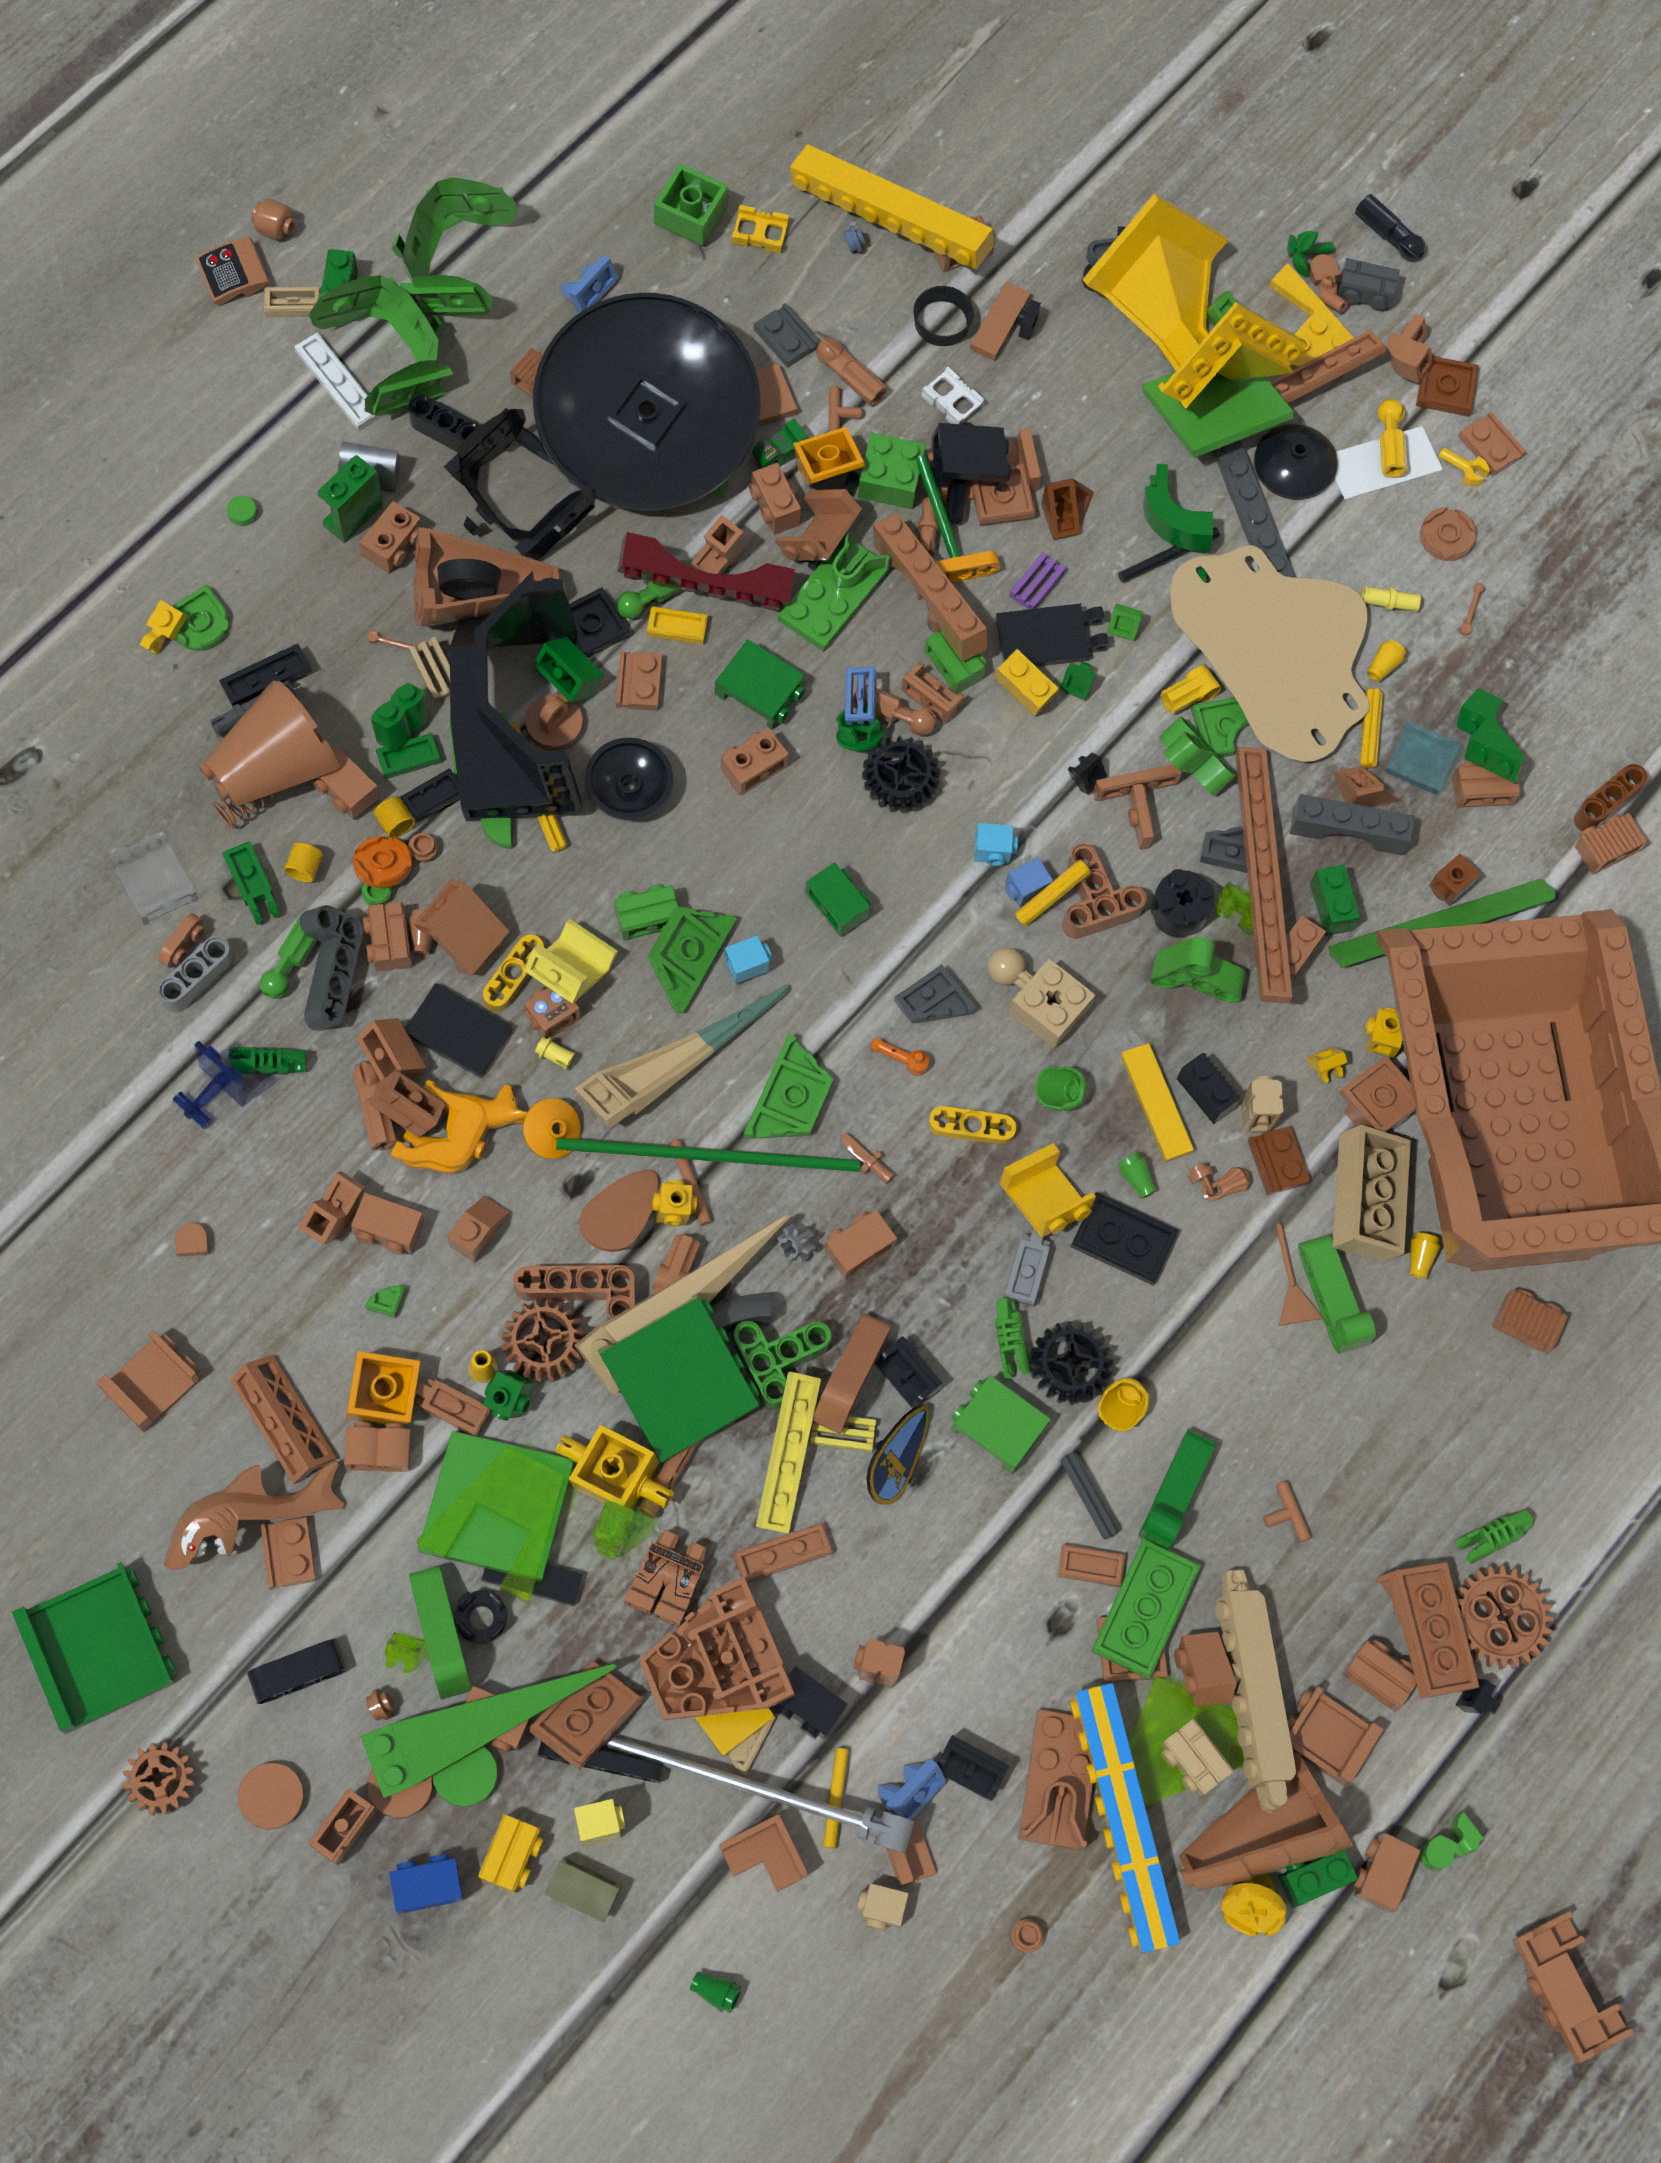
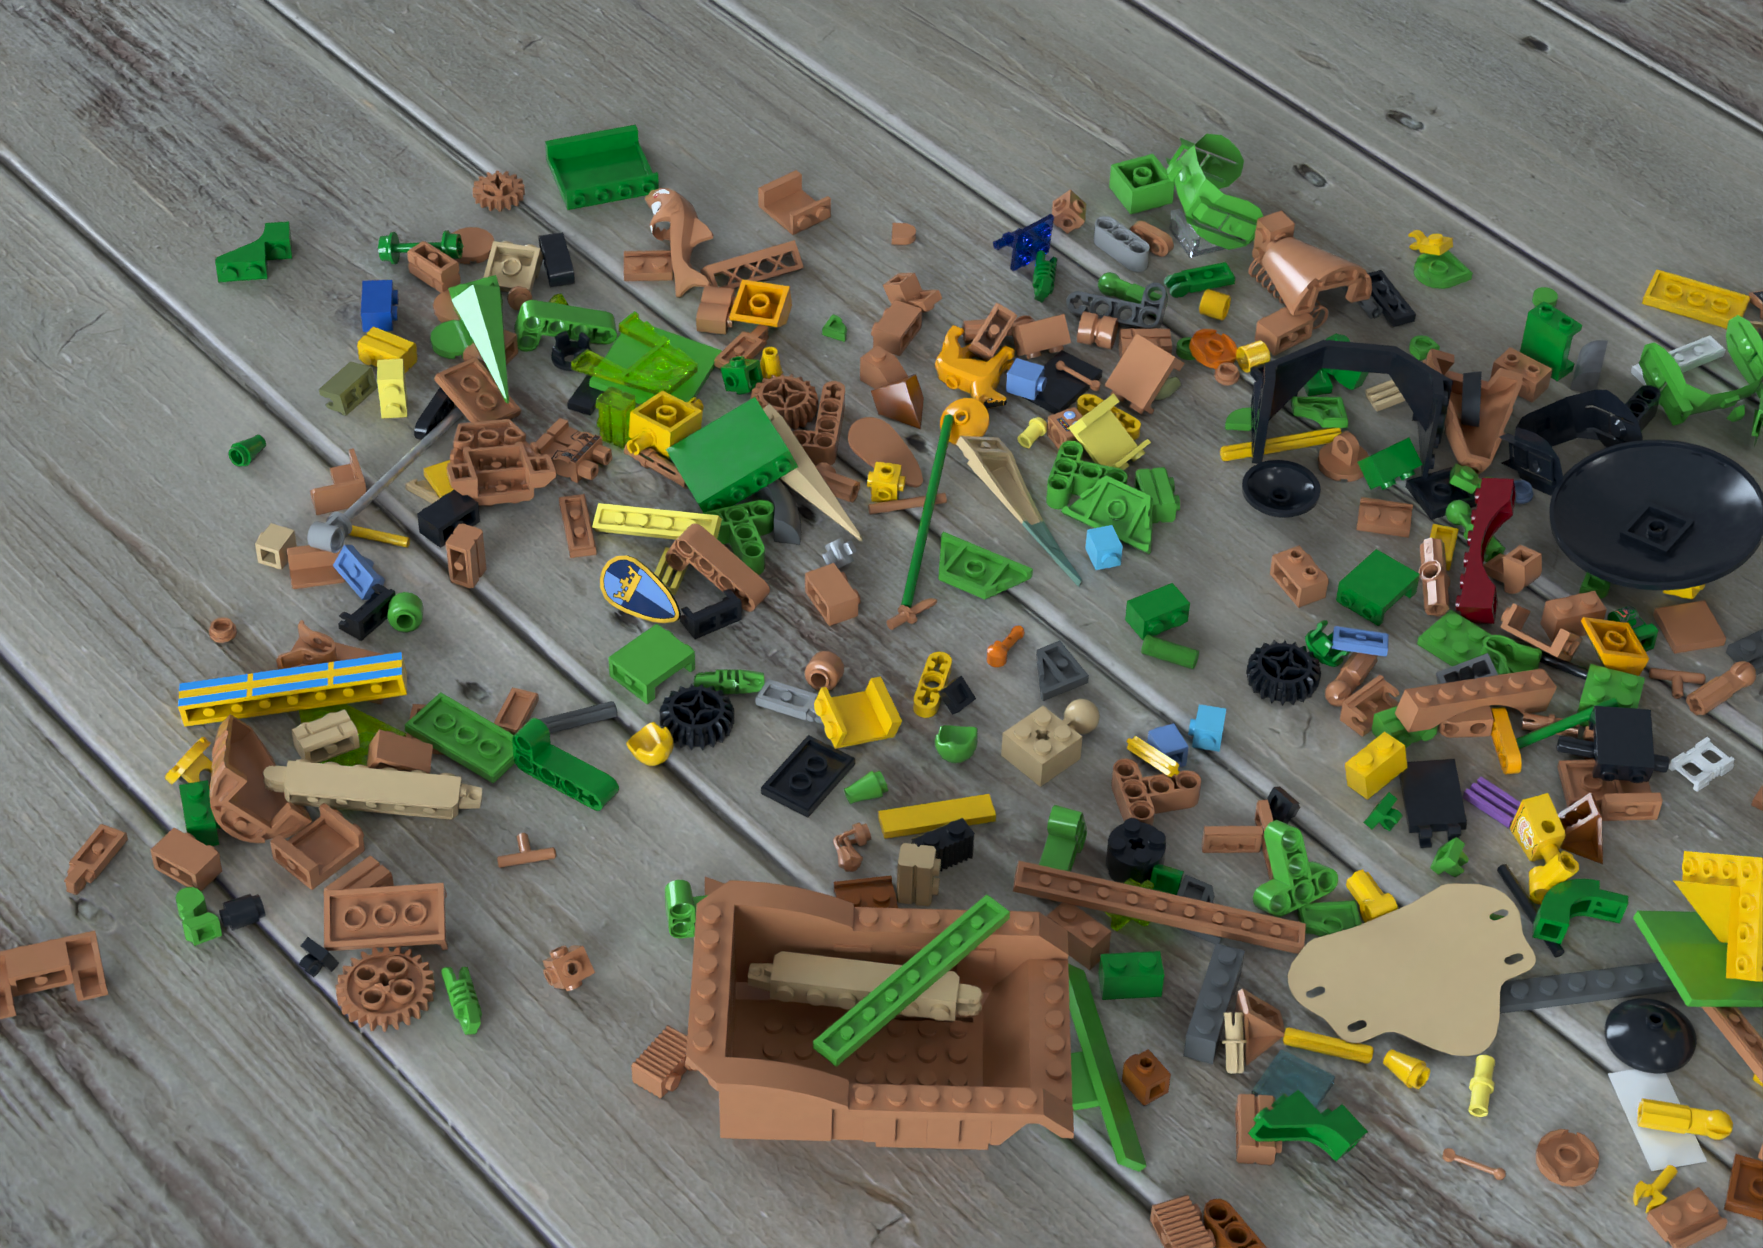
camera: 105 degrees right, 25 degrees down
(81, 953) = (1141, 184): none -> bright green brick
(117, 884) = (1201, 190): none -> bright green animal
(144, 1038) = (1069, 211): none -> nougat brick
(188, 795) = (1269, 229): none -> nougat brick
(226, 357) = (1694, 299): none -> yellow tile
(302, 1899) = (390, 247): none -> green piece
(324, 1724) = (514, 264): none -> tan plate
(344, 2086) = (251, 260): none -> green arch
(345, 640) = (1421, 345): none -> bright green tile
(369, 994) = (1097, 330): none -> nougat wheel
(466, 989) = (1094, 385): none -> nougat hinge
(479, 1061) = (1026, 379): none -> medium blue brick
(520, 1205) = (900, 401): none -> dark orange slope
(582, 592) = (1465, 478): none -> bright green plate
(583, 545) = (1524, 491): none -> sand blue plate
(629, 997) = (1075, 476): none -> bright green beam
(757, 627) = (1434, 577): none -> nougat piece
(891, 890) = (1171, 650): none -> bright green piece
(892, 597) = (1471, 669): none -> flat silver brick
(969, 1720) = (405, 612): none -> bright green head
(981, 1237) = (824, 670): none -> nougat head
(991, 1096) = (956, 695): none -> black plate
(1084, 538) = (1538, 828): none -> yellow torso
(1144, 534) = (1545, 877): none -> yellow piece
(1210, 870) = (1166, 879): none -> green tile
(1392, 1983) = (93, 857): none -> nougat hinge
(1398, 802) = (1234, 1043): none -> tan axle
(1436, 1794) = (242, 911): none -> black brick
(1443, 1435) = (567, 967): none -> nougat brick
(1482, 1107) = (848, 981): none -> tan hinge
(1515, 1050) = (910, 980): none -> bright green plate

